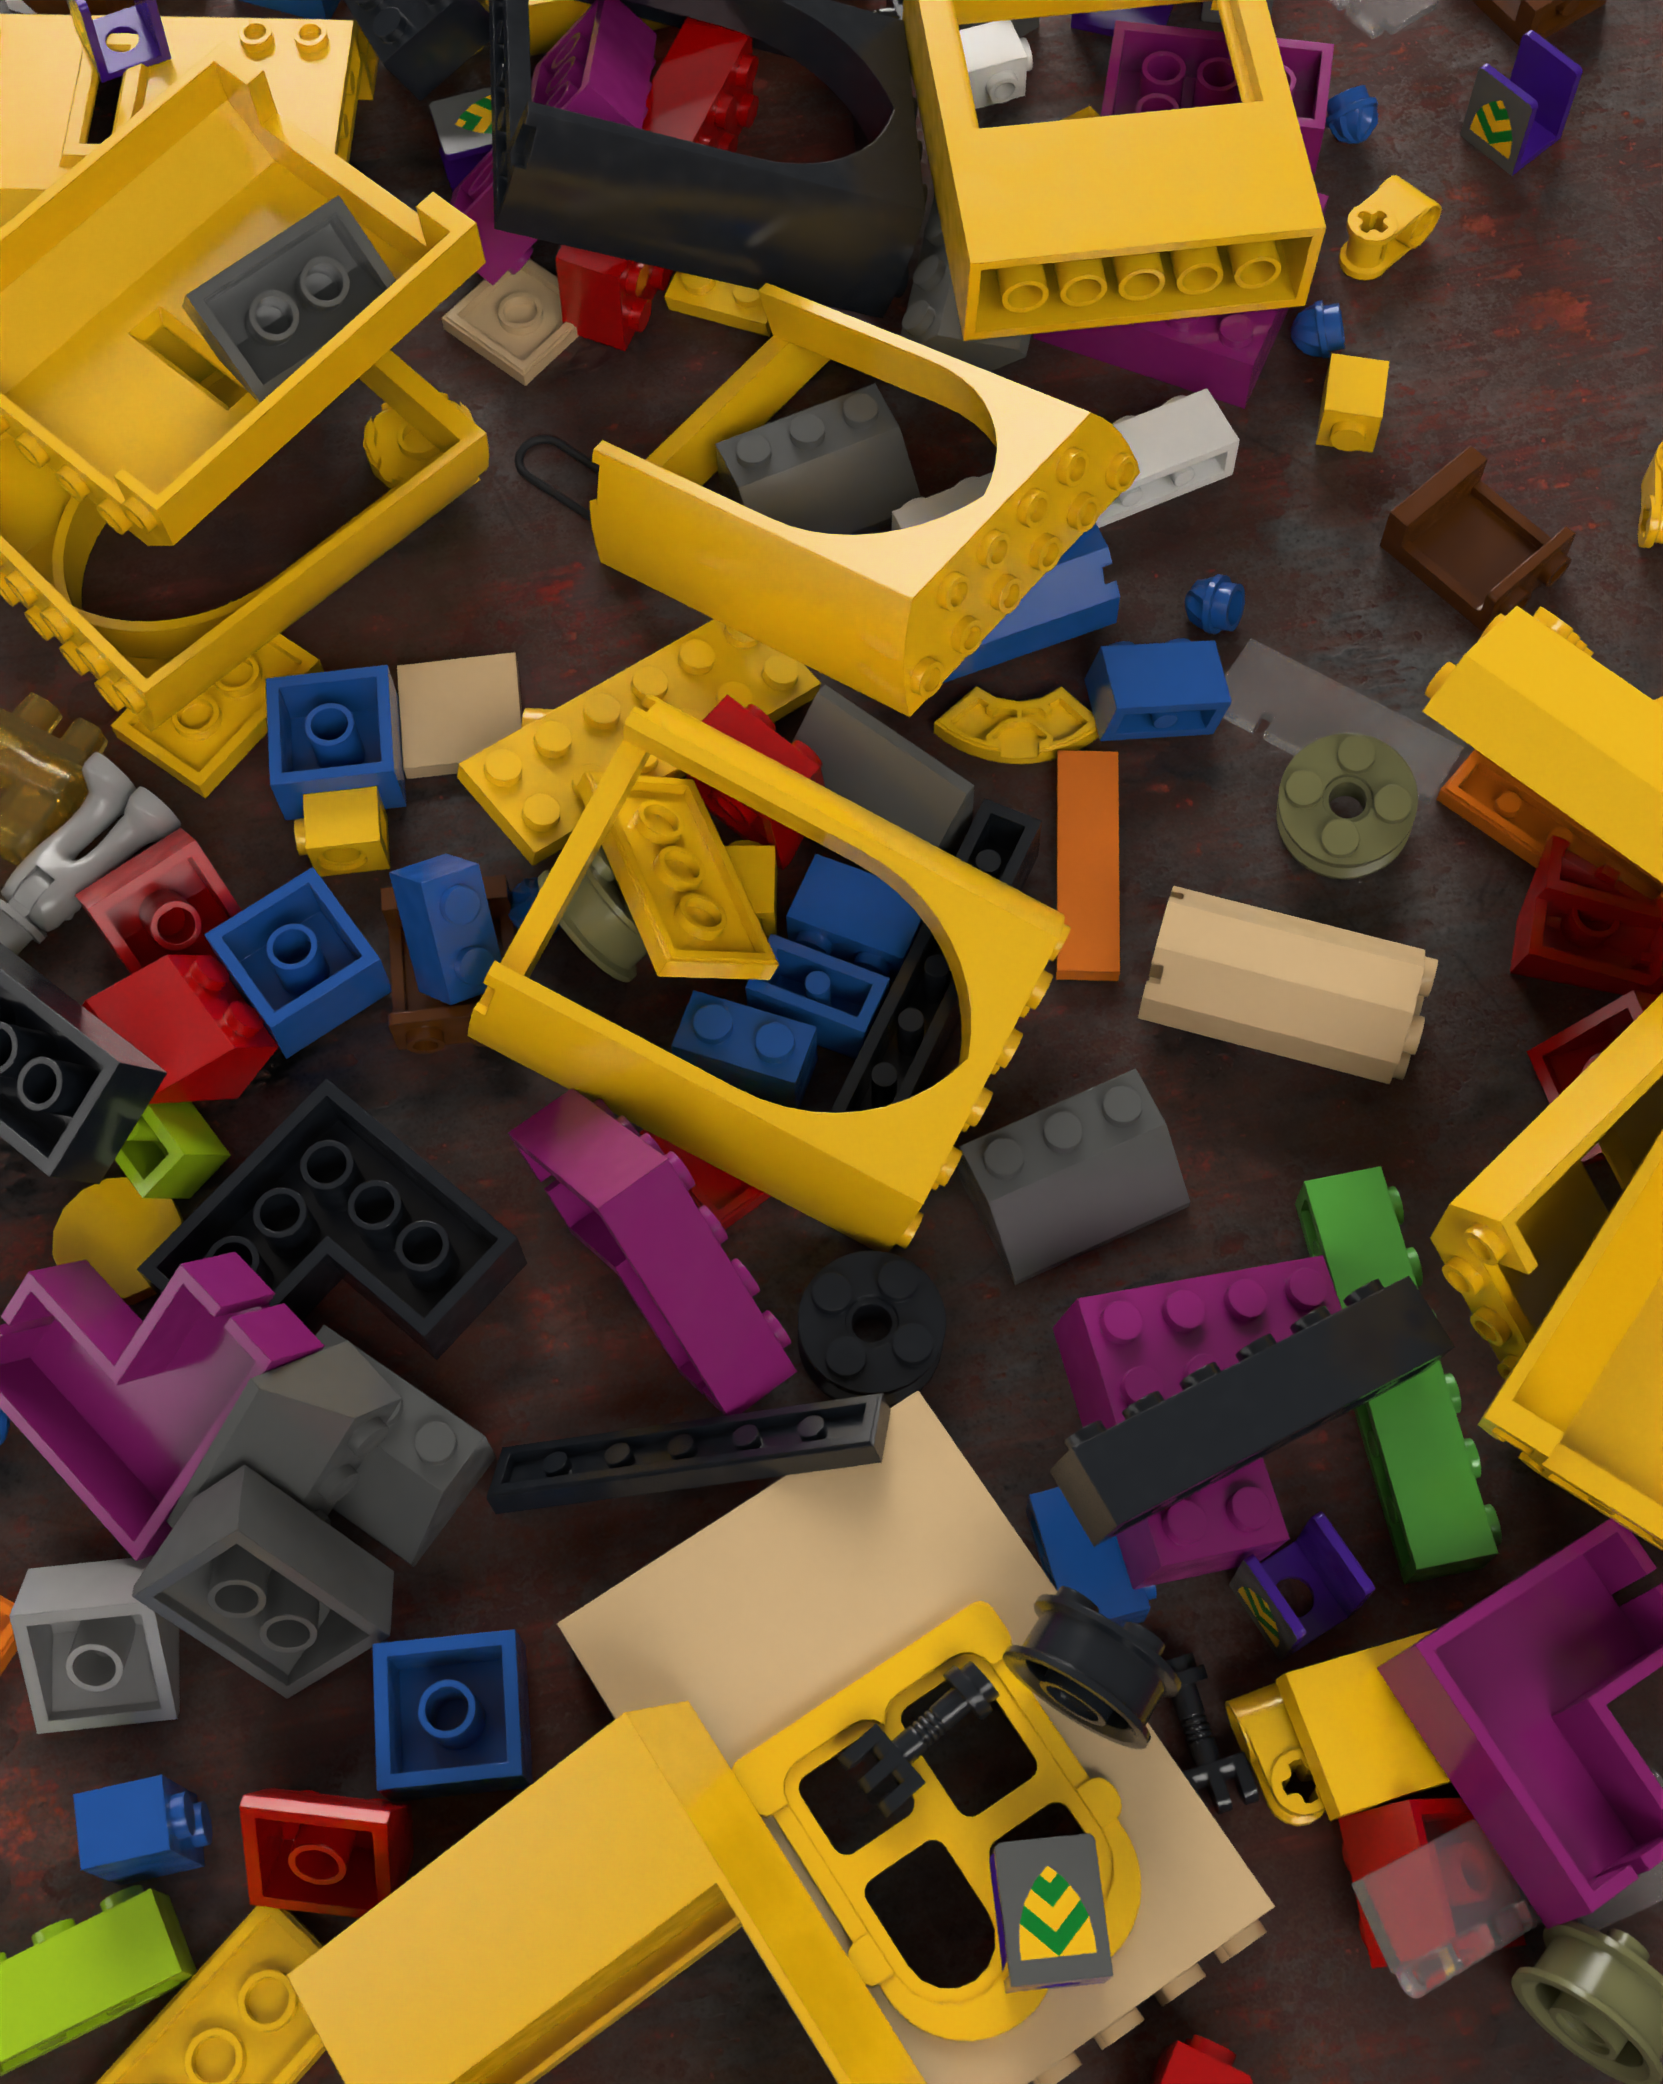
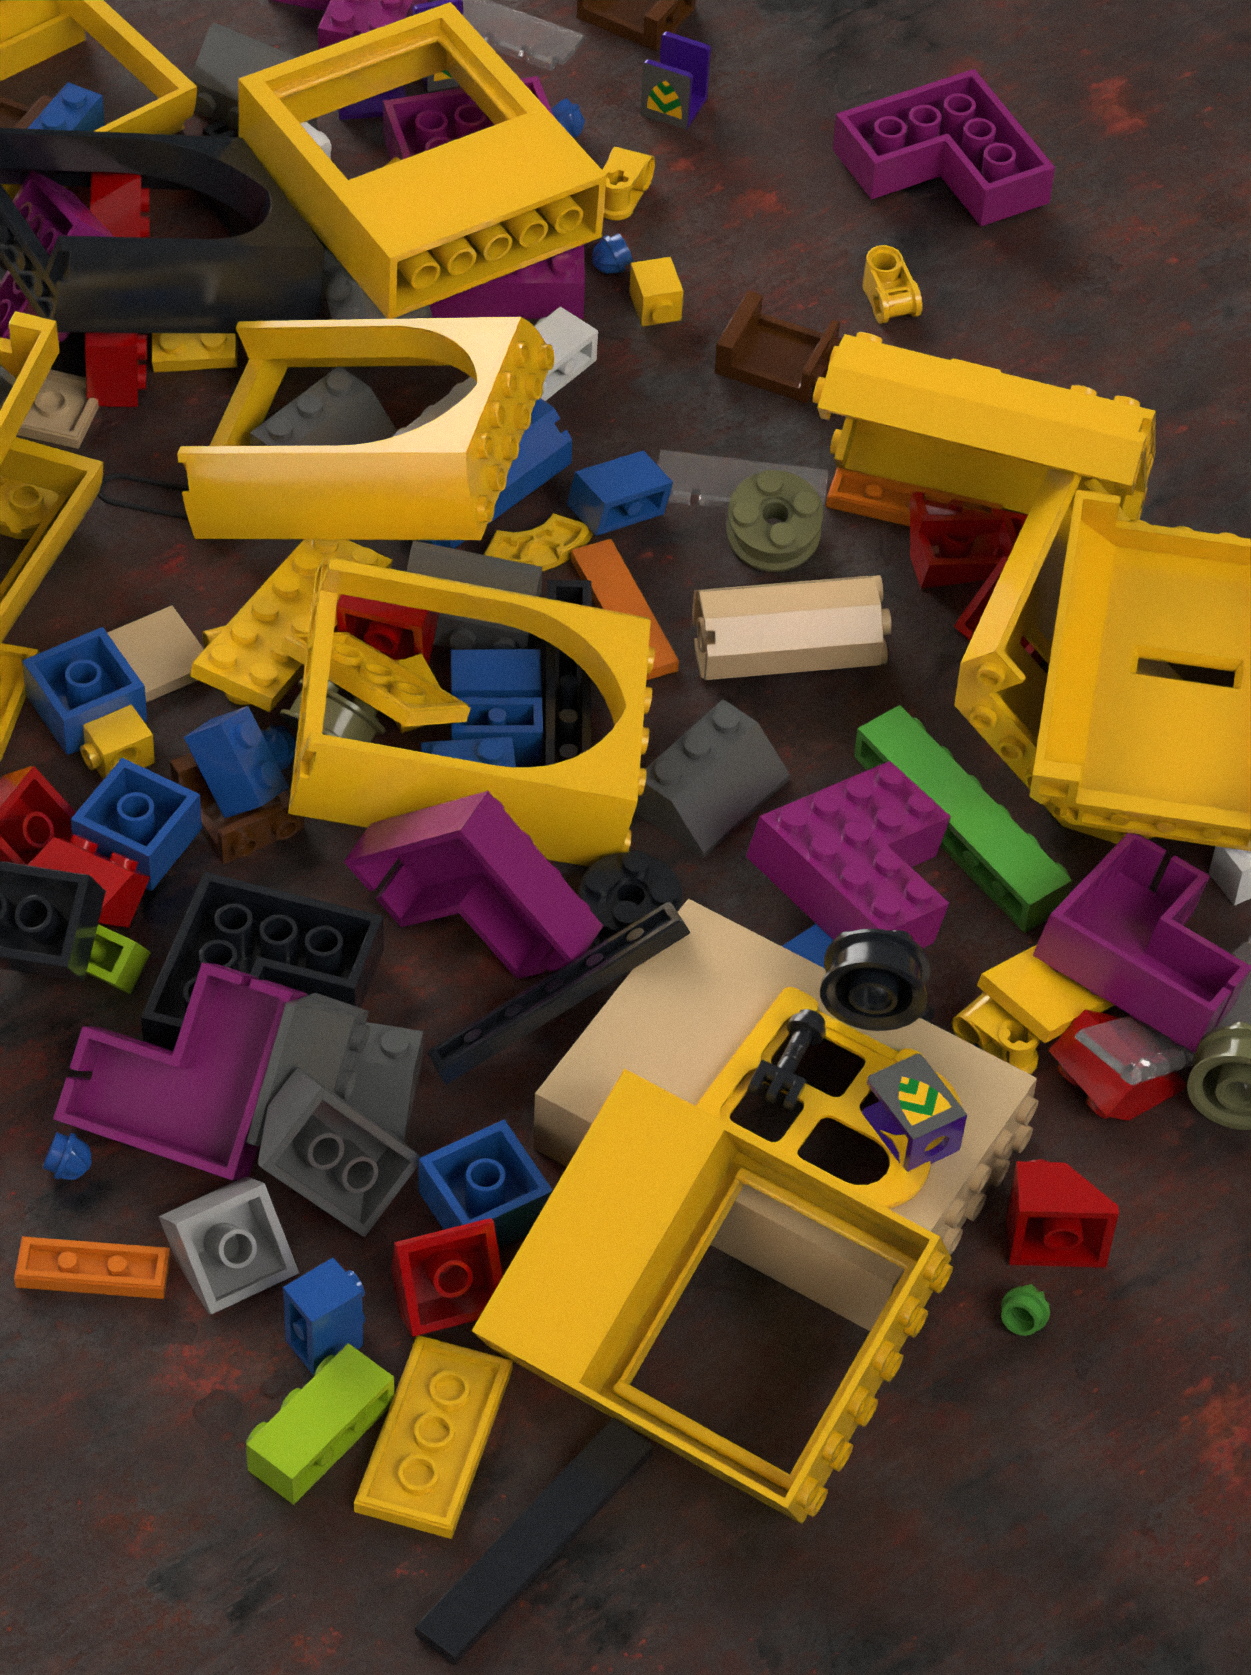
camera: 30 degrees left, 15 degrees down
(115, 1233) = (95, 1008): yellow tile -> none
(1215, 604) = (628, 434): blue plate -> none
(1248, 1409) = (893, 832): black brick -> none
(1324, 1566) = (970, 943): dark purple piece -> none

